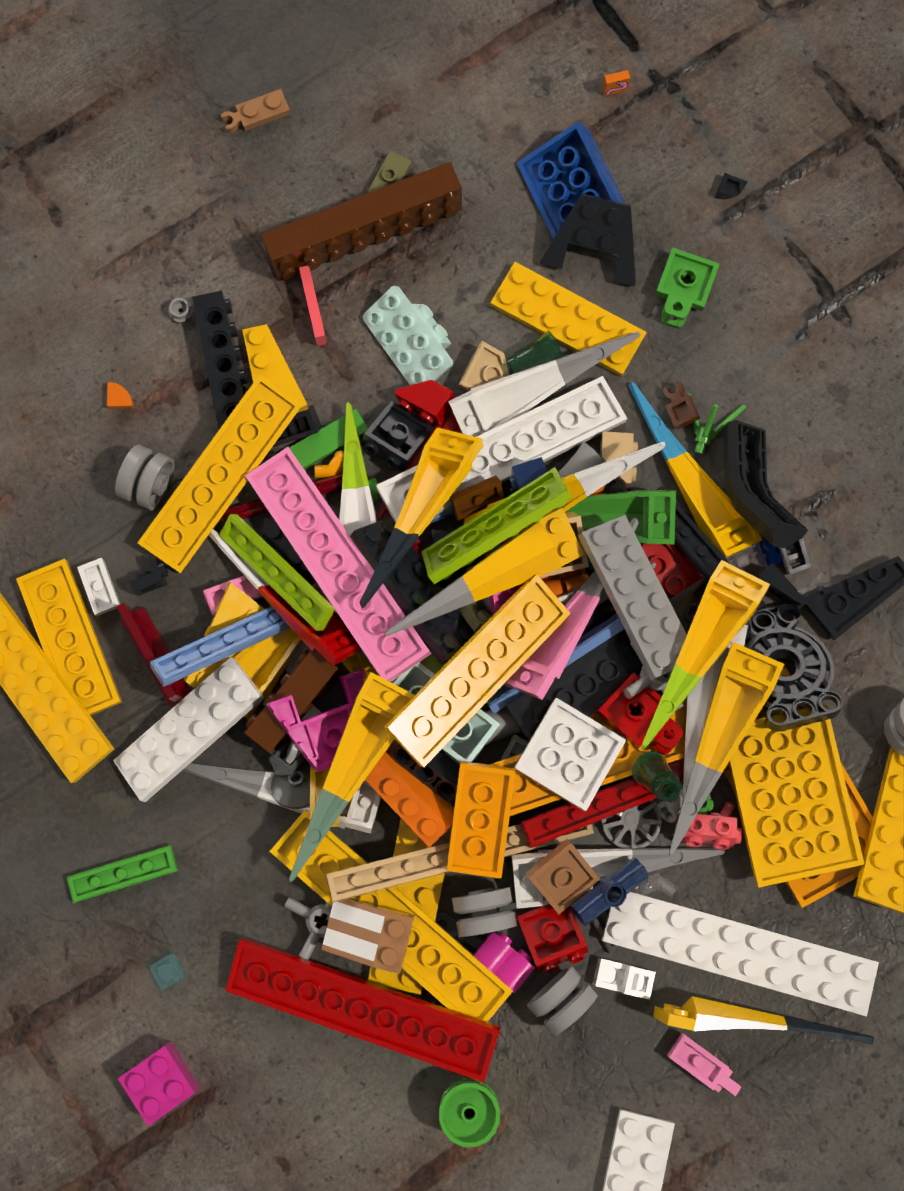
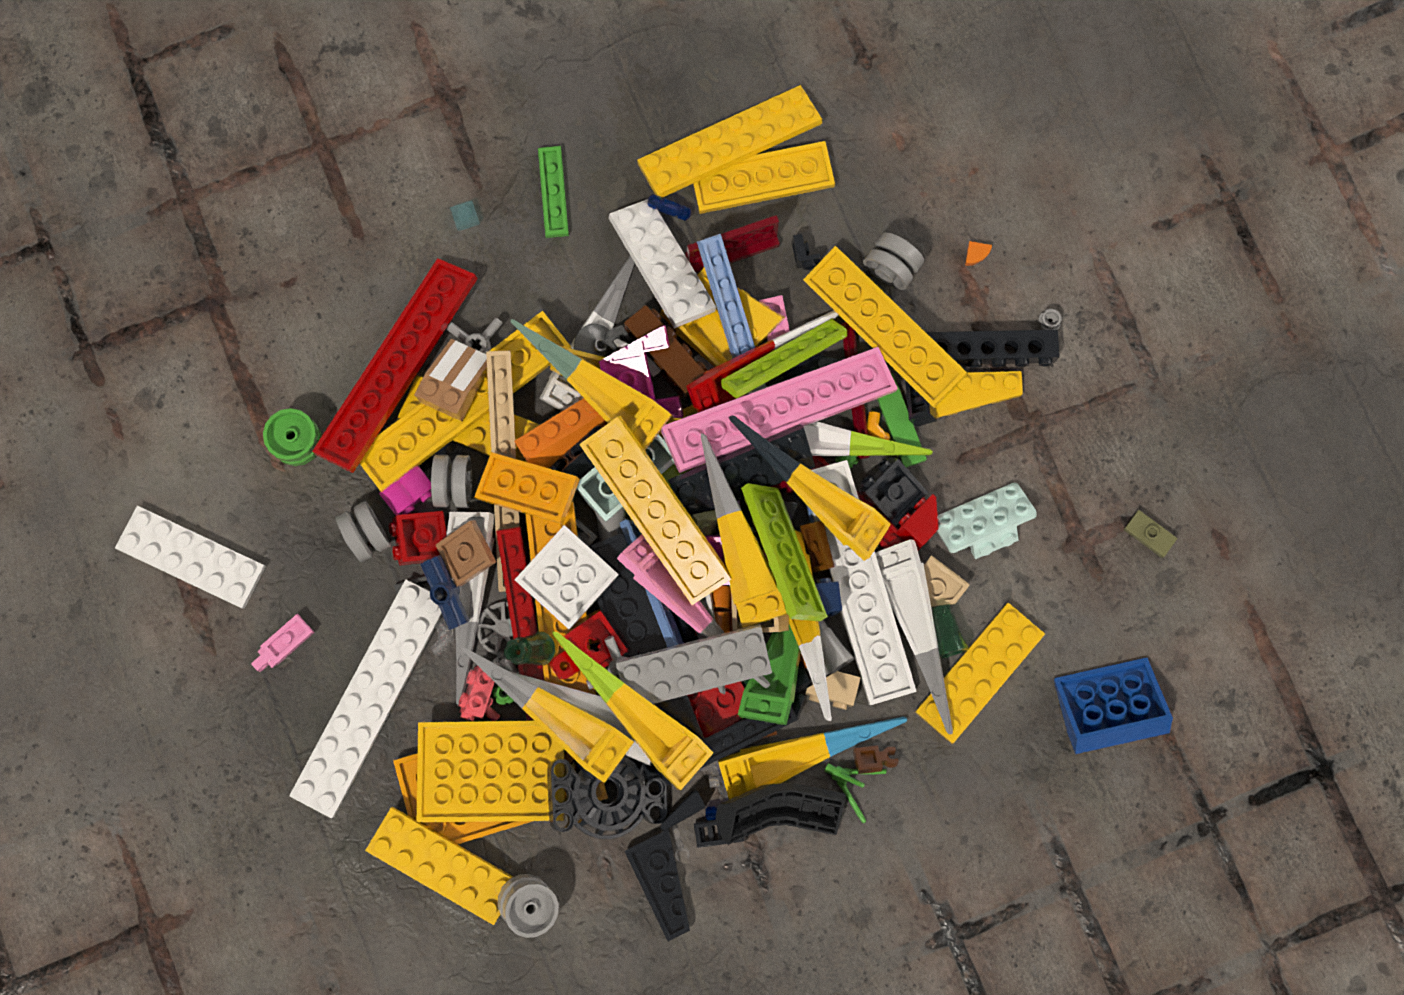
camera: 100 degrees right, 0 degrees up
(99, 586) = (804, 209): white plate -> none
(121, 735) = (669, 207): none -> clear blue axle
(159, 1083) = (375, 193): dark pink brick -> none
(257, 112) = (1238, 423): medium nougat plate -> none
(313, 305) = (1032, 438): coral tile -> none
(364, 221) = (1105, 497): reddish brown brick -> none
(598, 226) = (1061, 718): black wing -> none
(616, 83) = (1214, 770): orange tile -> none
(623, 978) = (371, 592): white slope -> none
(683, 296) = (984, 782): bright green plate -> none
(705, 1014) = (320, 657): yellow plate -> none
(730, 187) = (1088, 860): black tile -> none

